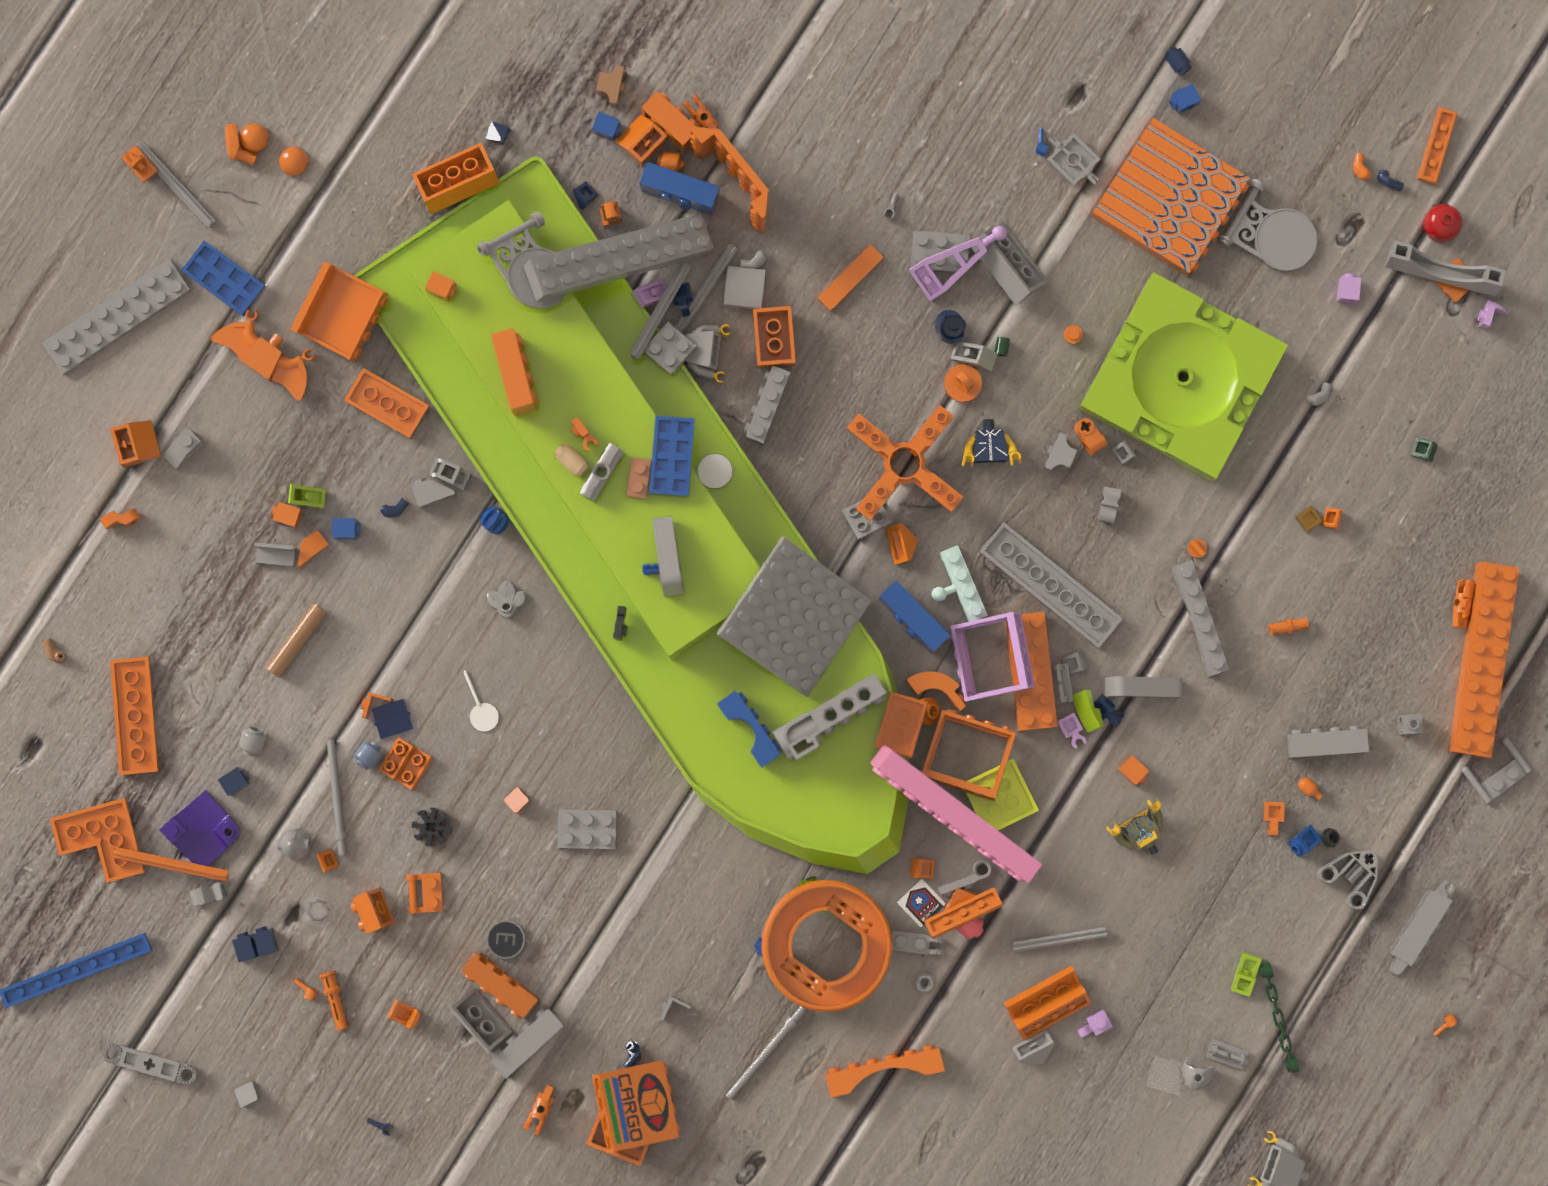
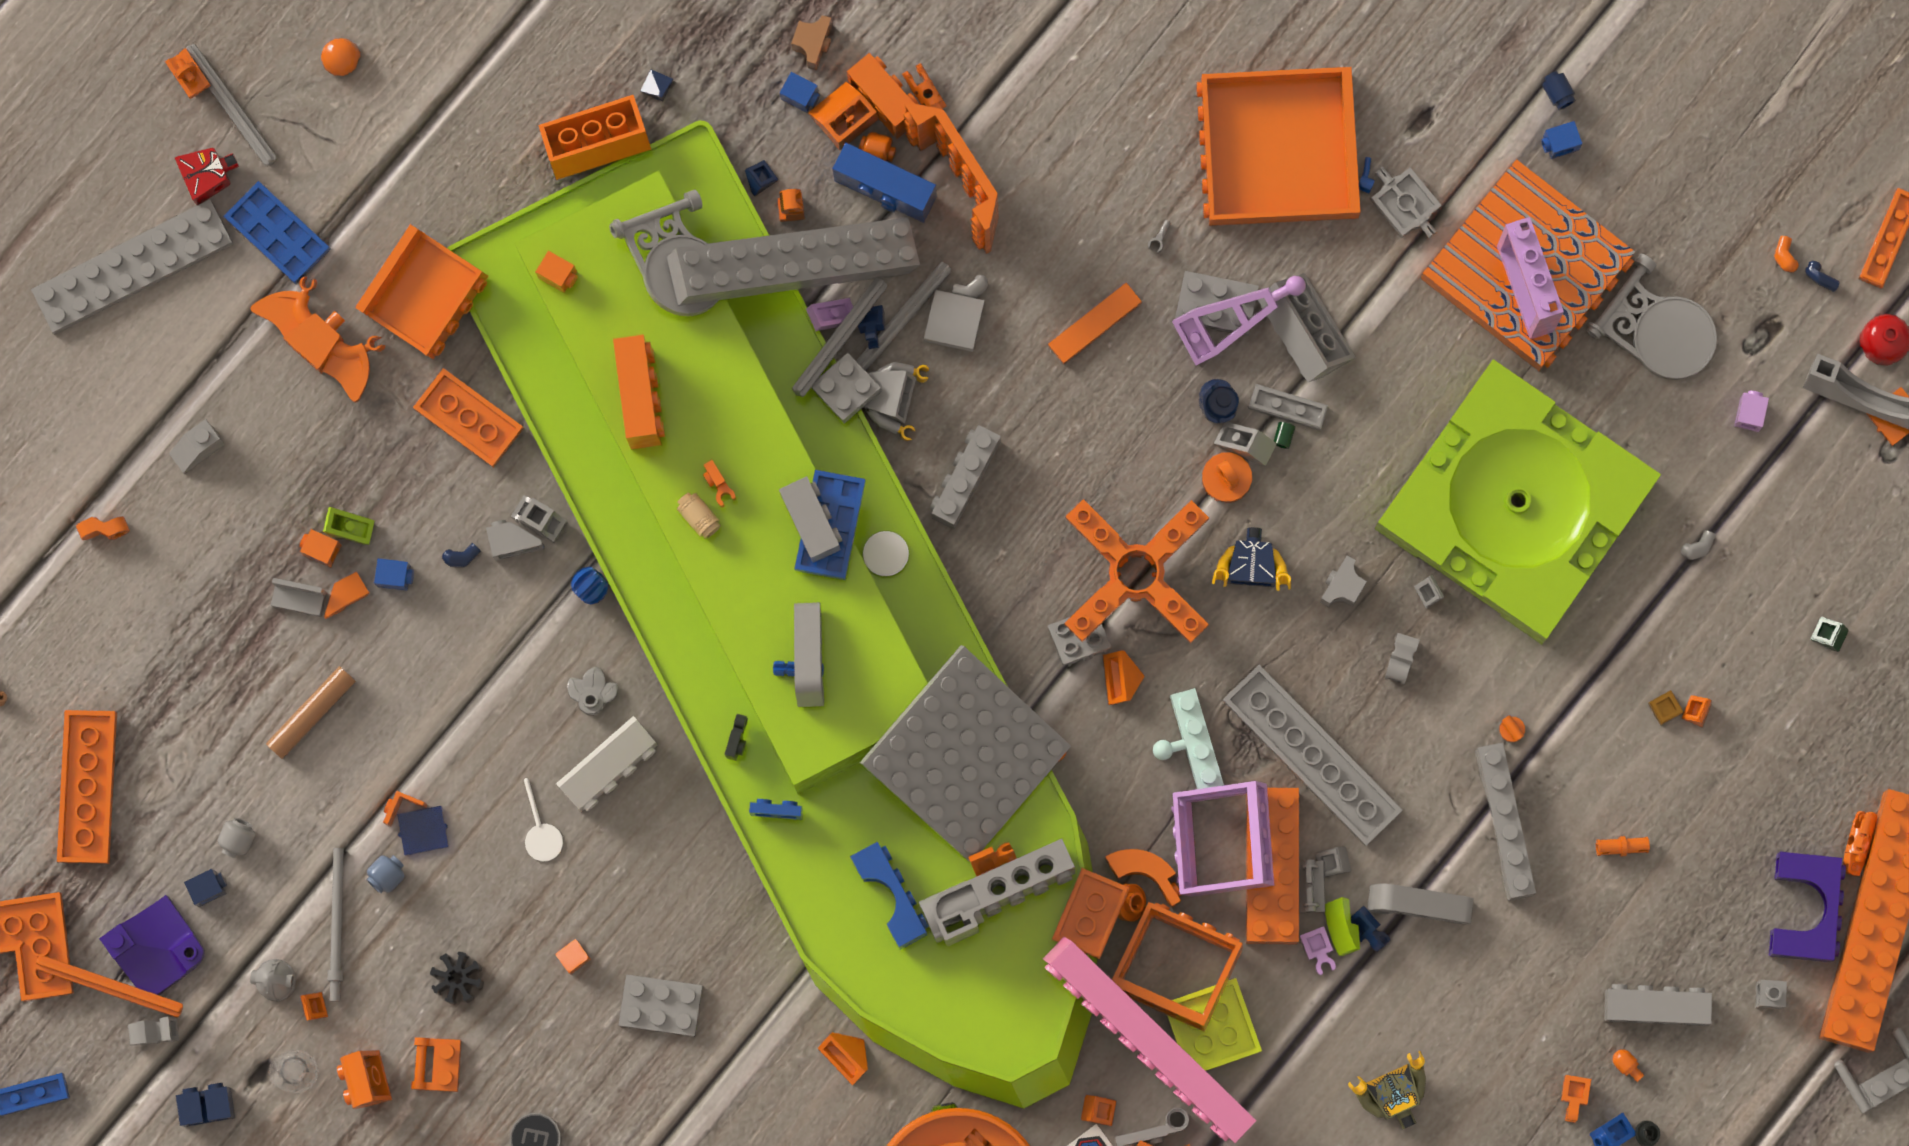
camera: 15 degrees right, 5 degrees down
(135, 443) = (135, 432): orange slope -> none
(163, 238) = (205, 173): none -> red torso
(234, 147) = (313, 66): orange arm -> none
(293, 161) = (388, 92): orange hair -> none
(405, 763) = (433, 891): orange slope -> none
(524, 654) = (607, 765): none -> white slope
(608, 461) = (726, 549): light grey piece -> none
(639, 478) = (783, 549): nougat plate -> none
(657, 454) = (811, 519): none -> light grey brick
(665, 673) = (765, 808): none -> blue plate
(730, 849) = (846, 1055): none -> orange slope
(774, 337) = (984, 388): orange brick -> none
(822, 694) = (989, 860): none -> orange plate
(913, 617) = (1125, 775): blue brick -> none
(973, 127) = (1278, 146): none -> orange panel
(1002, 324) = (1288, 407): none -> light grey tile
(1073, 334) = (1379, 430): orange plate -> none
(1091, 437) = (1389, 568): orange piece -> none
(1133, 770) = (1394, 1013): orange brick -> none
(1175, 208) = (1529, 277): none -> lavender window
(1441, 632) = (1825, 876): none -> dark purple arch

